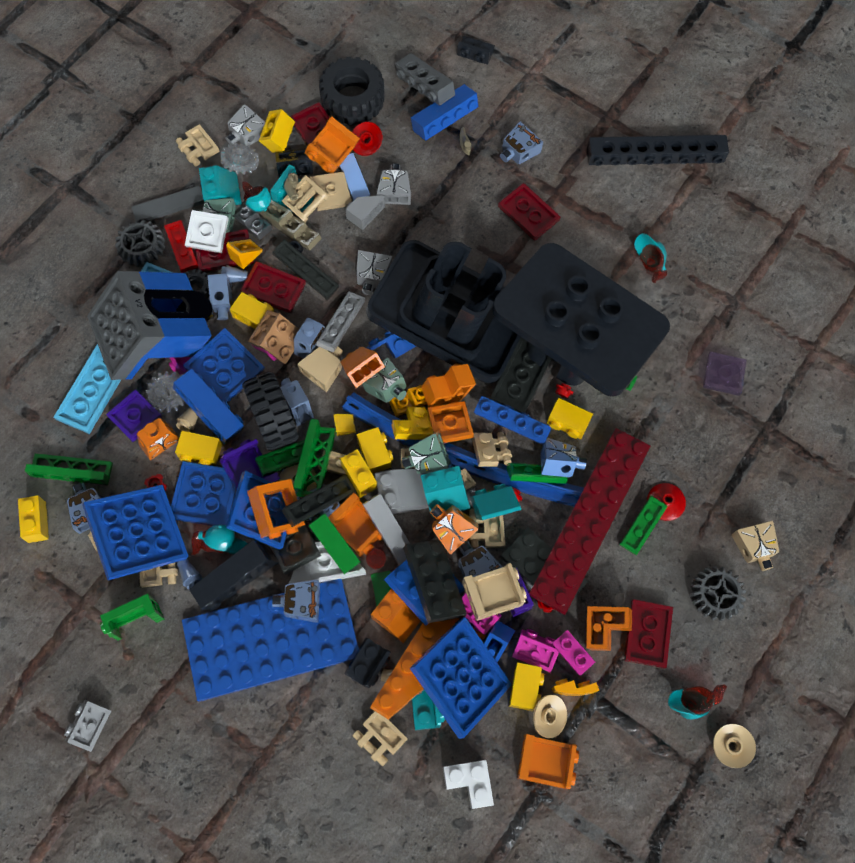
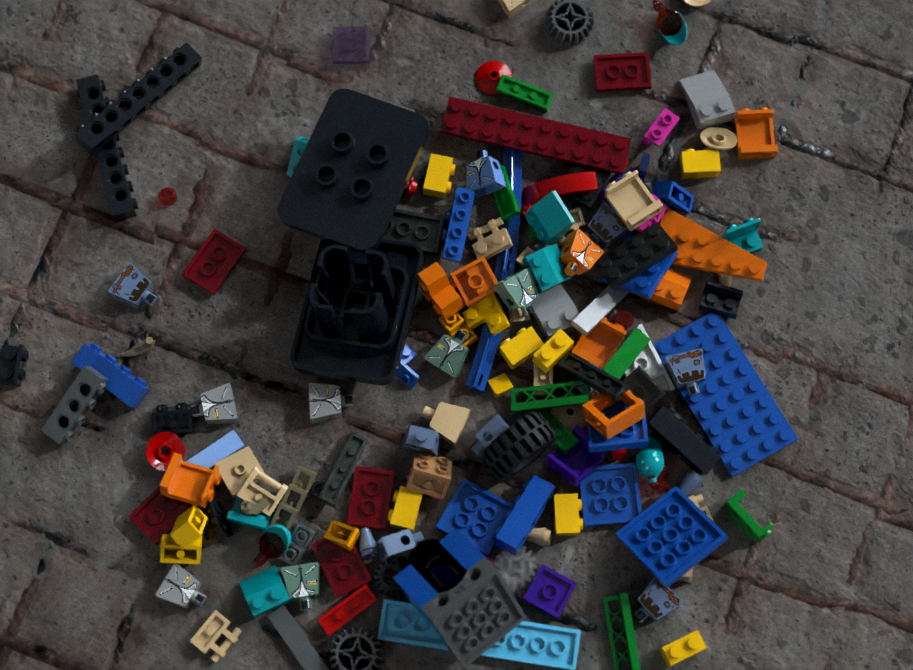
camera: 105 degrees left, 5 degrees up
(87, 725) = (848, 528): light grey bracket -> none
(149, 482) = (613, 551): red plate -> none
(156, 438) = (569, 557): orange torso -> none
(206, 231) = (330, 580): white plate -> none
(239, 158) = (219, 589): clear gear -> none
(290, 133) = (188, 526): none -> yellow brick
(340, 321) = (393, 415): light grey tile -> none
(352, 73) = (94, 460): black tyre -> none
(361, 365) = (440, 380): orange torso -> none
(364, 210) = (256, 429): light grey slope -> none
(380, 587) = (646, 309): green sticker -> none
(385, 733) = (775, 268): tan plate -> none
(394, 150) = (172, 419): none -> black bracket
(461, 677) = (713, 212): blue plate -> none
(475, 778) = (788, 191): white brick -> none
(529, 531) = (564, 185): none -> red slope
(531, 619) = (643, 165): none -> dark blue tile
(536, 650) = (664, 161): dark pink bracket -> none
(569, 688) = (689, 129): light orange slope -> none
(600, 189) = (167, 196): none -> clear red plate
(600, 718) = (707, 99): none -> light grey slope
(601, 622) = (624, 107): orange brick -> none
(652, 255) = (241, 129): clear red hair -> none
(697, 186) = (177, 73): none -> black brick

